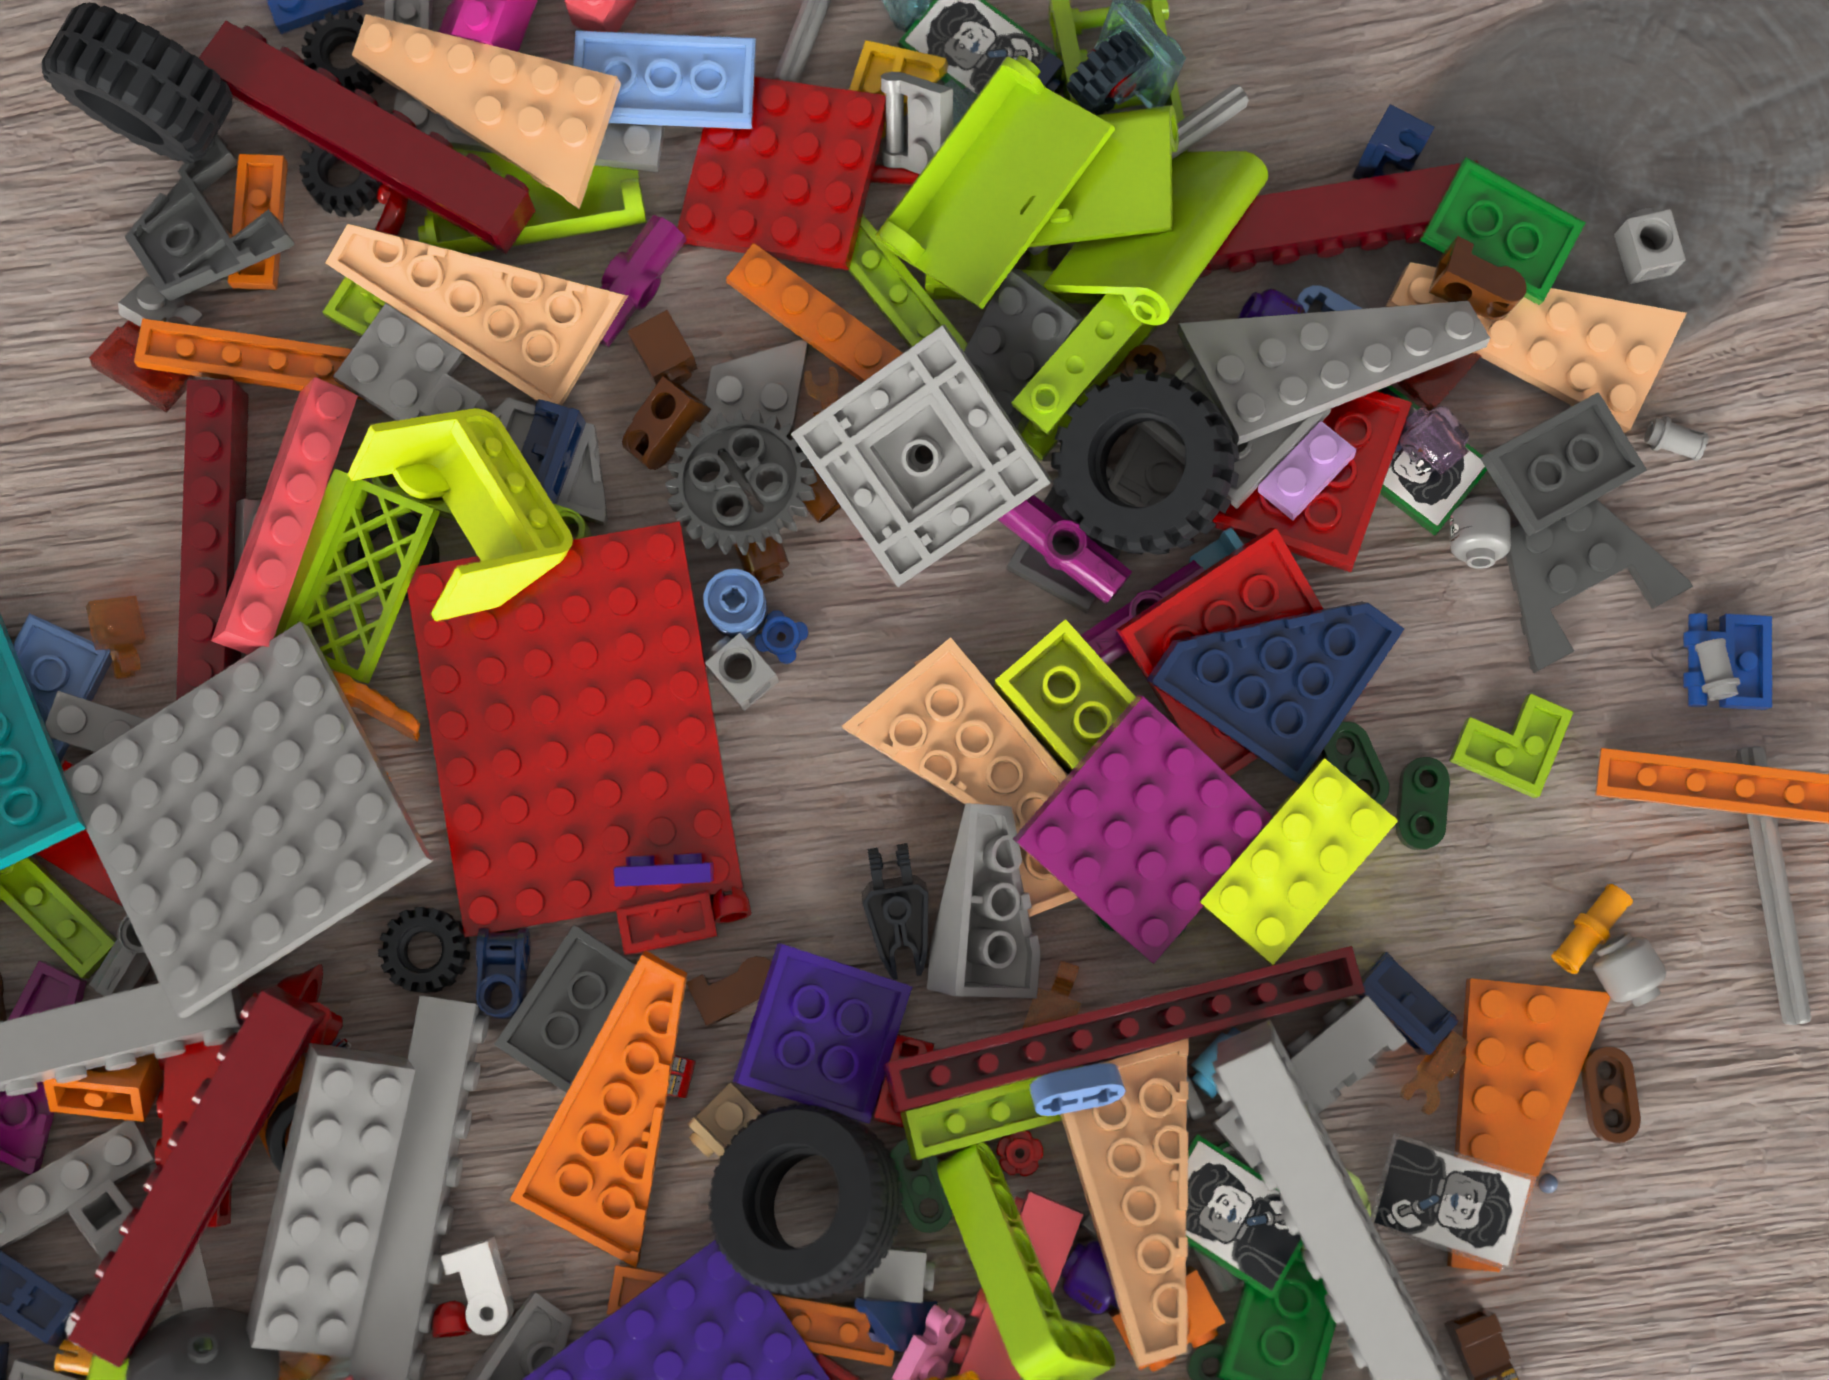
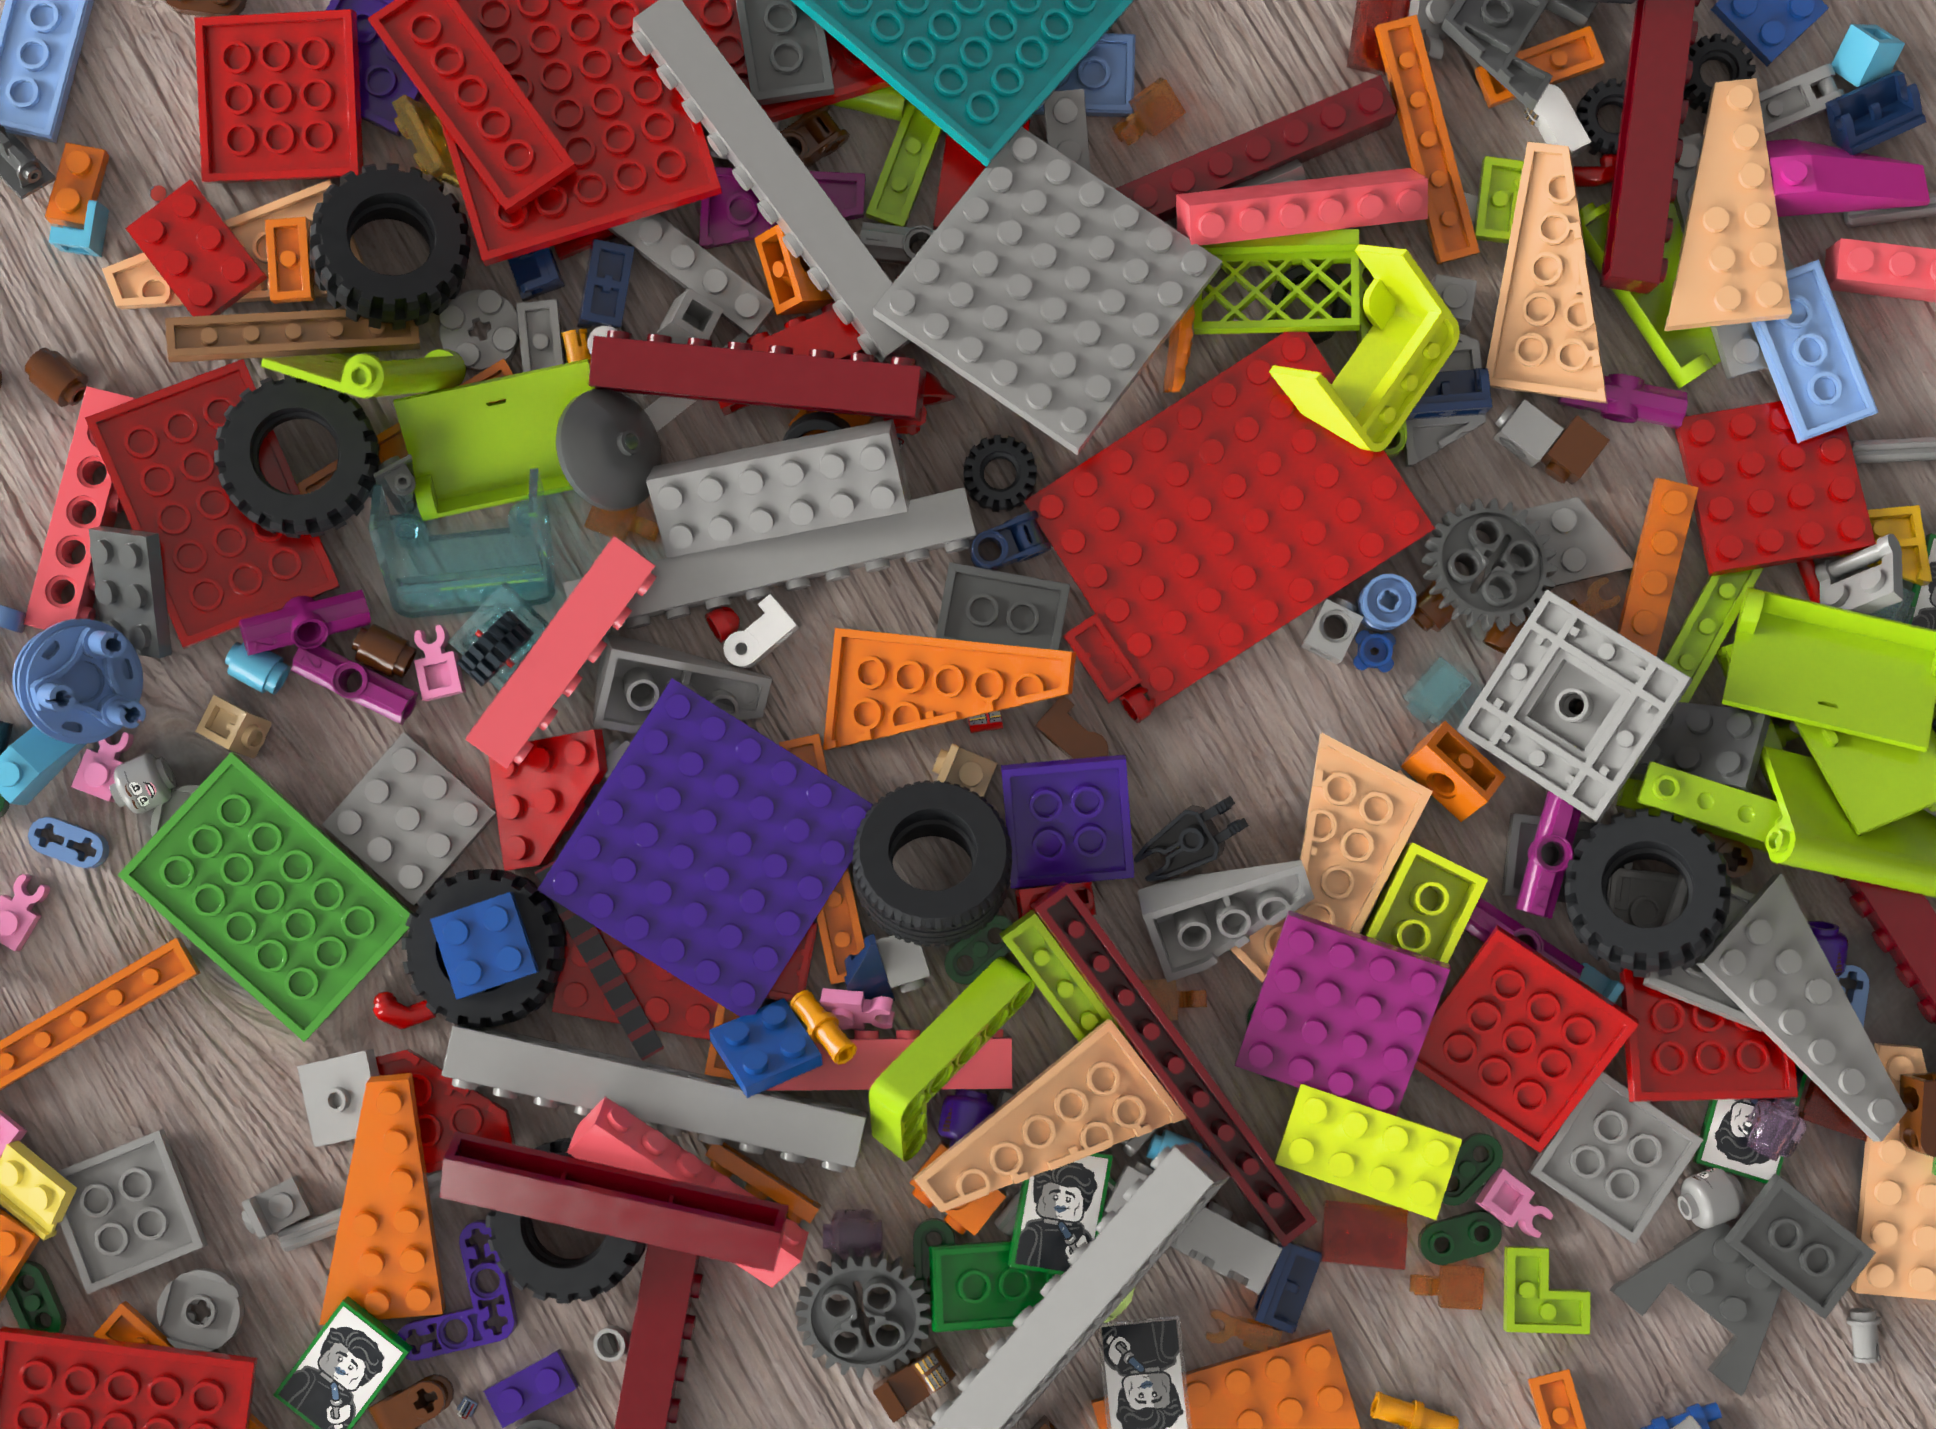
camera: 70 degrees right, 5 degrees up
(319, 225) = (1558, 121): none -> white leg
(397, 364) = (1466, 239): light grey plate -> none
(620, 388) = (1526, 432): none -> light grey brick
(643, 871) = (1152, 655): dark purple plate -> none
(662, 423) = (1511, 477): reddish brown leg -> none
(849, 591) = (1435, 691): none -> clear light blue brick
(939, 607) = (1453, 771): none -> orange brick
(1032, 1153) = (1037, 1007): red plate -> none
(1077, 1089) = (1109, 1043): medium blue beam -> none
(1281, 680) = (1511, 1079): dark blue plate -> none
(1306, 470) = (1700, 1030): lavender plate -> none
(1383, 901) = (1364, 1235): none -> clear red plate
(1405, 737) = (1509, 1202): none -> bright pink plate
(1419, 590) = (1616, 1157): none -> light grey plate
(1472, 828) = (1456, 1286): none -> clear orange plate

